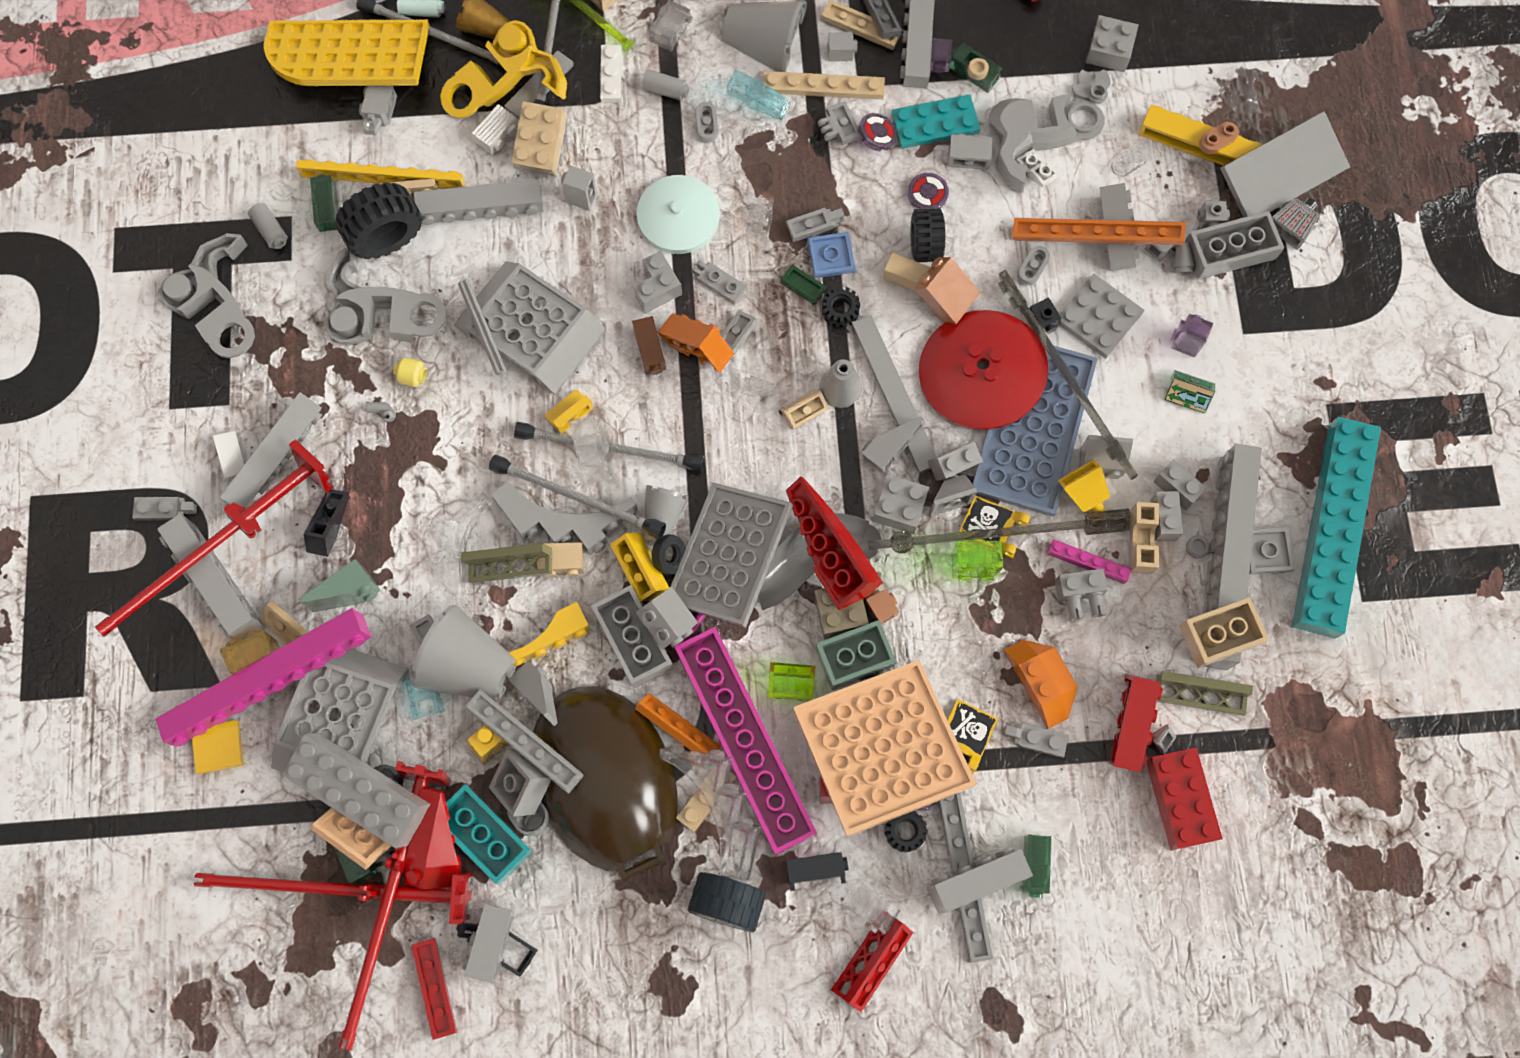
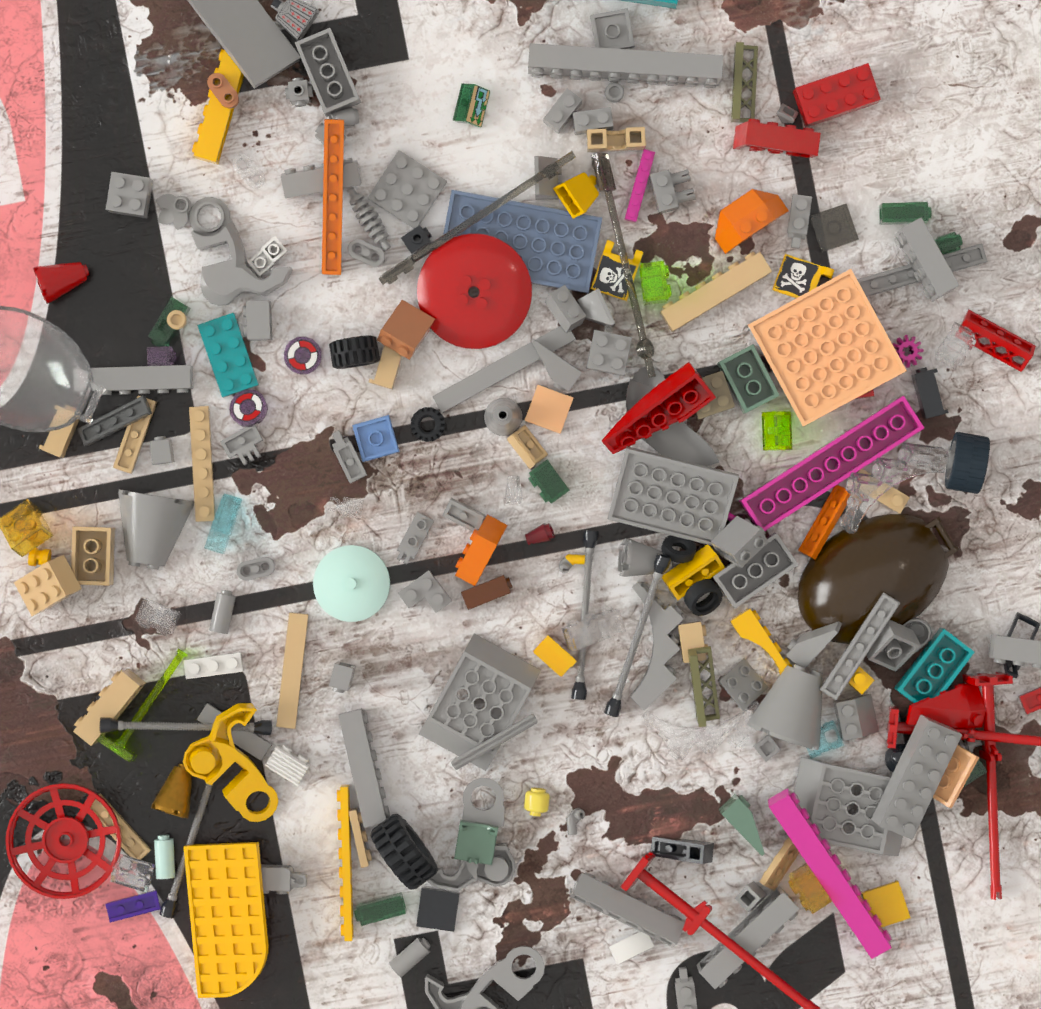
camera: 95 degrees left, 15 degrees up
(257, 589) = (750, 896): none -> light grey brick
(312, 261) = (437, 909): none -> black tile
(376, 299) = (476, 842): none -> sand green piece
(443, 736) = (855, 717): none -> light grey slope
(502, 611) = (743, 684): none -> light grey hinge
(539, 138) = (296, 720): tan brick -> none
(598, 577) = (696, 591): none -> black tyre
(608, 150) = (292, 670): none -> tan tile
(670, 437) = (569, 560): none -> arm
(705, 410) = (540, 534): none -> dark red cone
(762, 423) = (548, 482): none -> clear green brick
(803, 284) = (408, 460): dark green tile -> none
(843, 435) = (549, 409): none -> light nougat tile
(877, 847) = (913, 348): none -> dark pink gear
(882, 605) = (702, 359): nougat brick -> none
(913, 843) = (899, 319): black tyre -> none
(961, 632) = (715, 292): none -> tan brick
(996, 914) = (949, 243): none -> clear green brick
(1024, 779) = (834, 228): none -> clear smoke tile
(1071, 271) = (368, 218): none -> light grey piece
(1191, 335) = (422, 107): clear purple brick -> none
(1223, 632) = (704, 71): tan brick -> none

